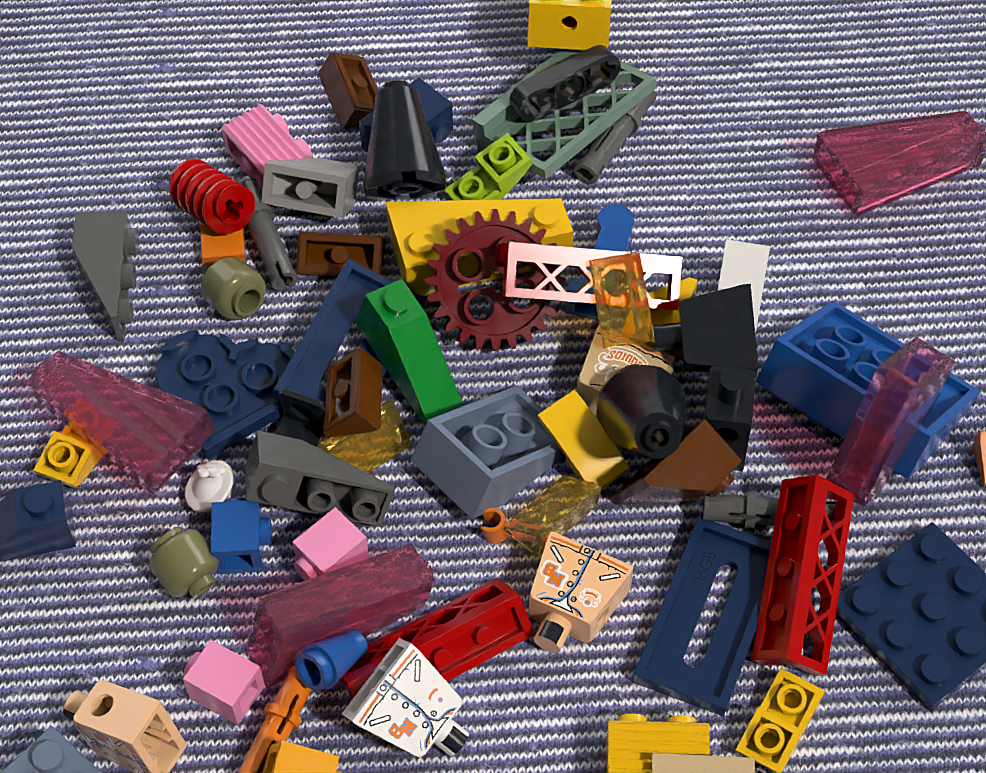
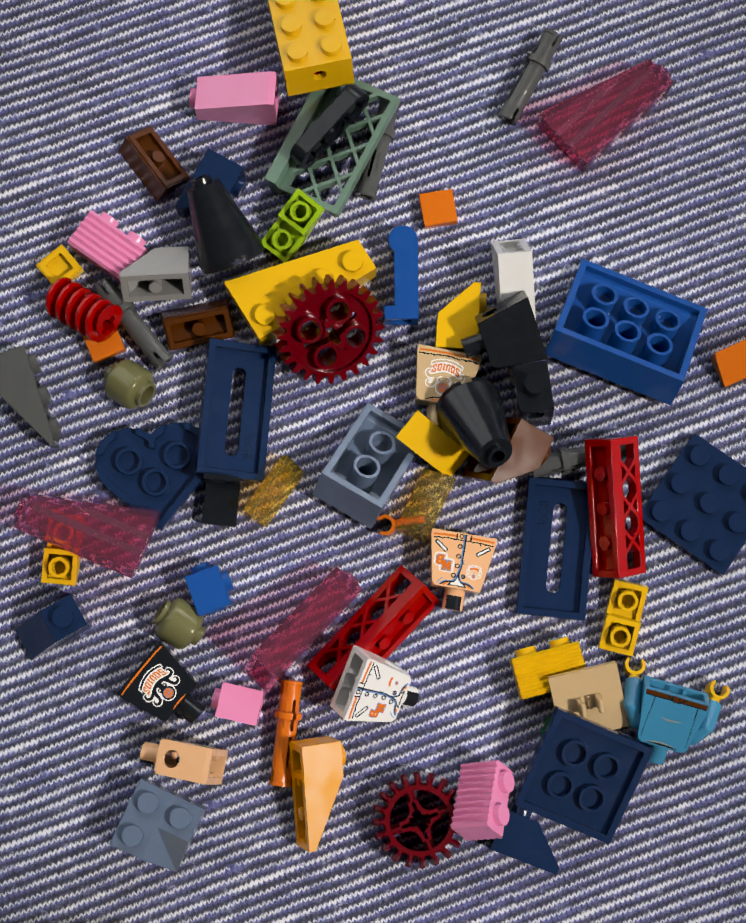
camera: 20 degrees left, 25 degrees up
(130, 633) = (163, 687): none -> black torso
(209, 152) = (59, 265): none -> yellow tile
(210, 484) = (174, 557): white hat -> none
(310, 480) = (244, 536): dark grey slope -> none
(328, 660) = (310, 671): blue cone -> none
(329, 546) = (278, 583): bright pink brick -> none
(353, 395) = (256, 459): reddish brown slope -> none
(408, 349) = (284, 407): green slope -> none
(472, 44) = (237, 98): none -> bright pink slope
(579, 258) = (400, 301): fence -> none
(621, 299) = (433, 329): clear yellow slope -> none
(669, 208) = (438, 209): none -> orange tile
(828, 96) = (535, 66): none -> dark grey pin
(889, 418) = (655, 382): clear pink slope -> none

